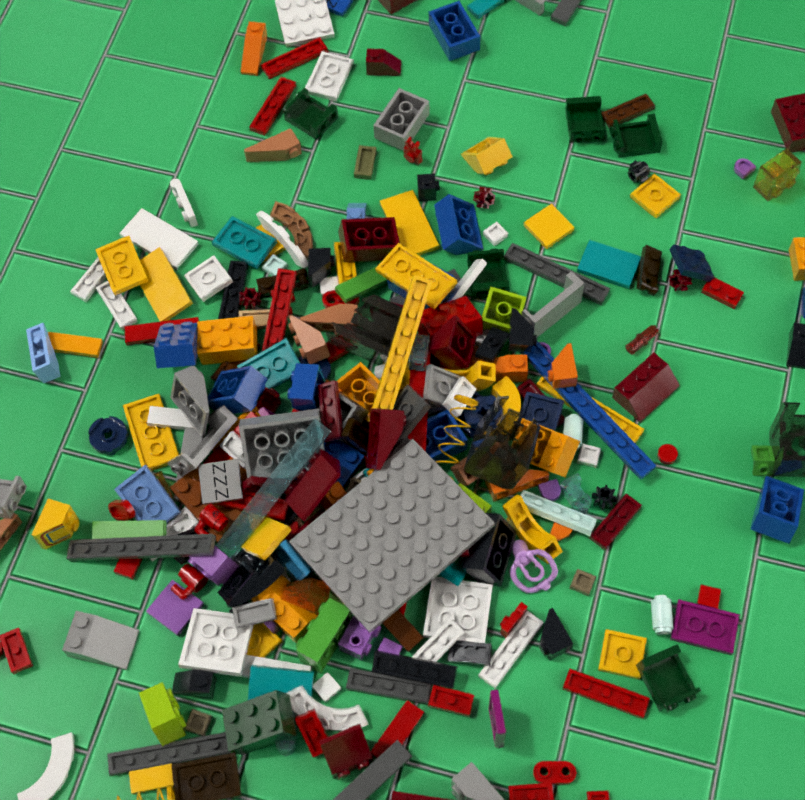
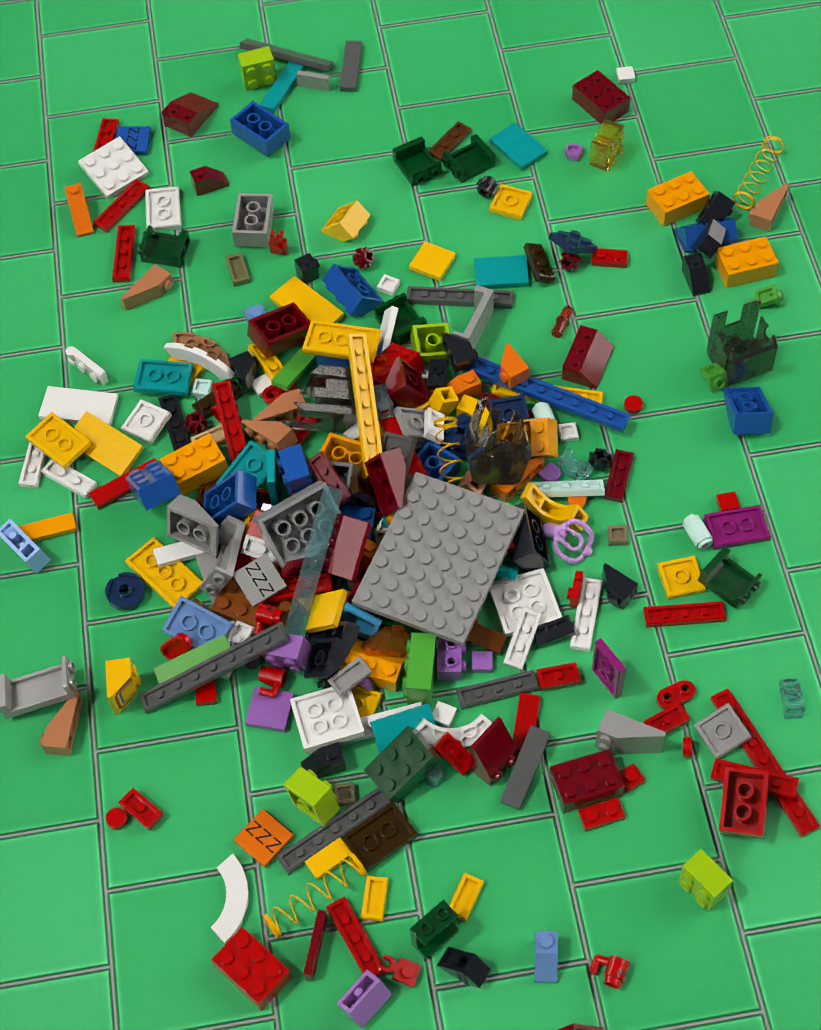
camera: 25 degrees left, 5 degrees down
(100, 641) = (217, 765): light grey slope -> none
(106, 730) = (263, 838): none -> orange tile
(280, 387) = (273, 478): none -> teal tile
(414, 669) = (513, 664): black tile -> none
(691, 141) = (518, 146): none -> teal tile

